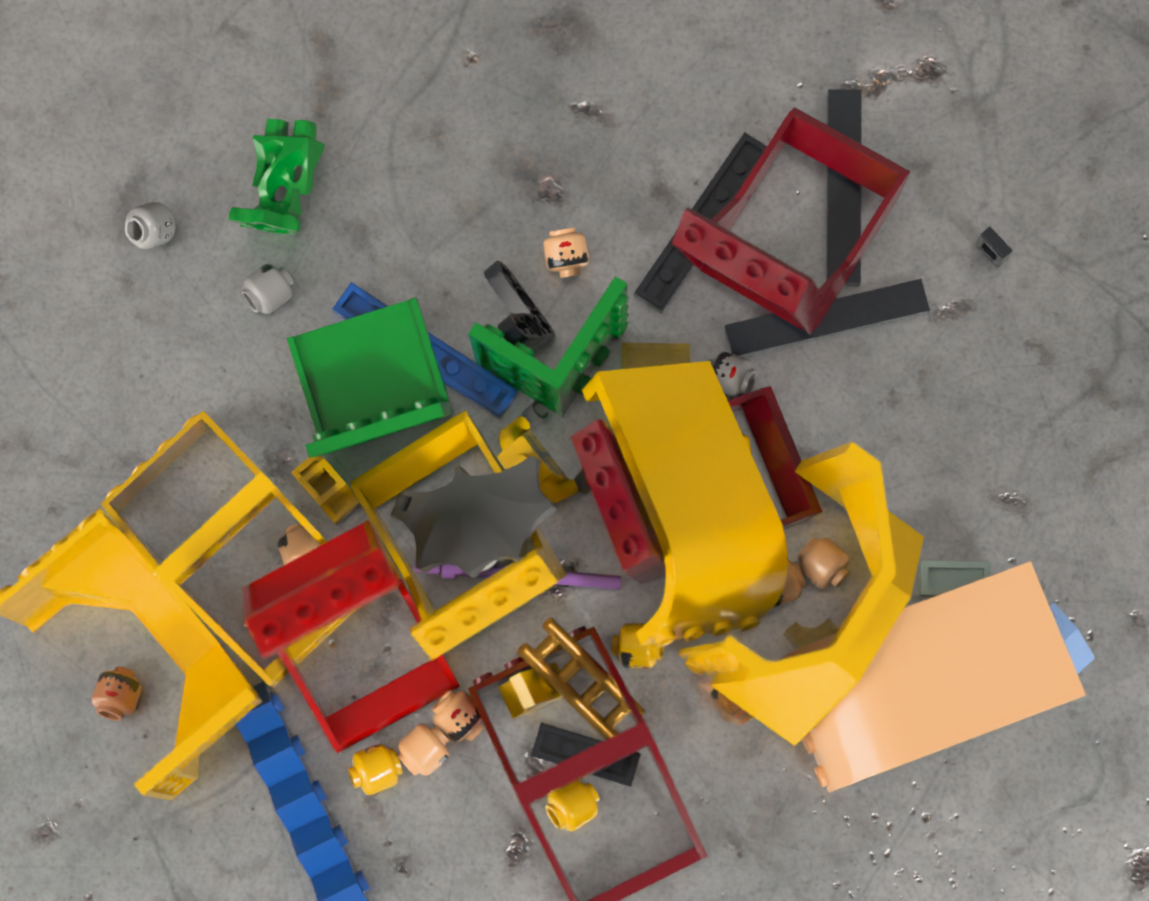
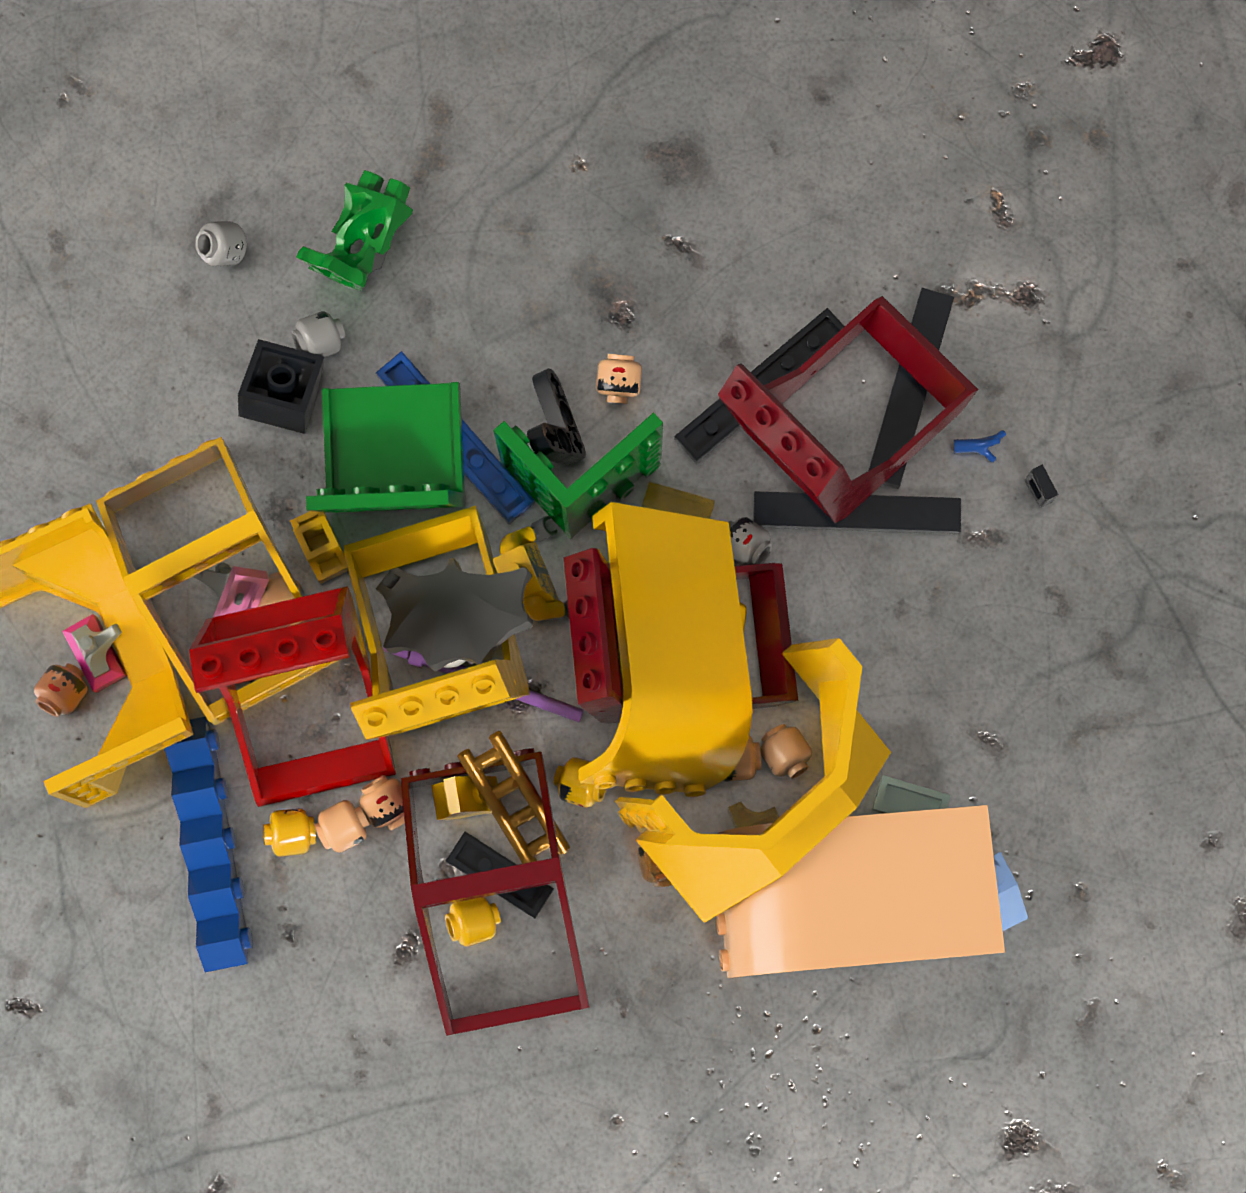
camera: 10 degrees right, 0 degrees up
(138, 648) = (95, 652): none -> piece
(245, 346) = (280, 386): none -> black slope
(259, 552) = (235, 587): none -> bright pink piece
(924, 224) = (979, 445): none -> blue bar

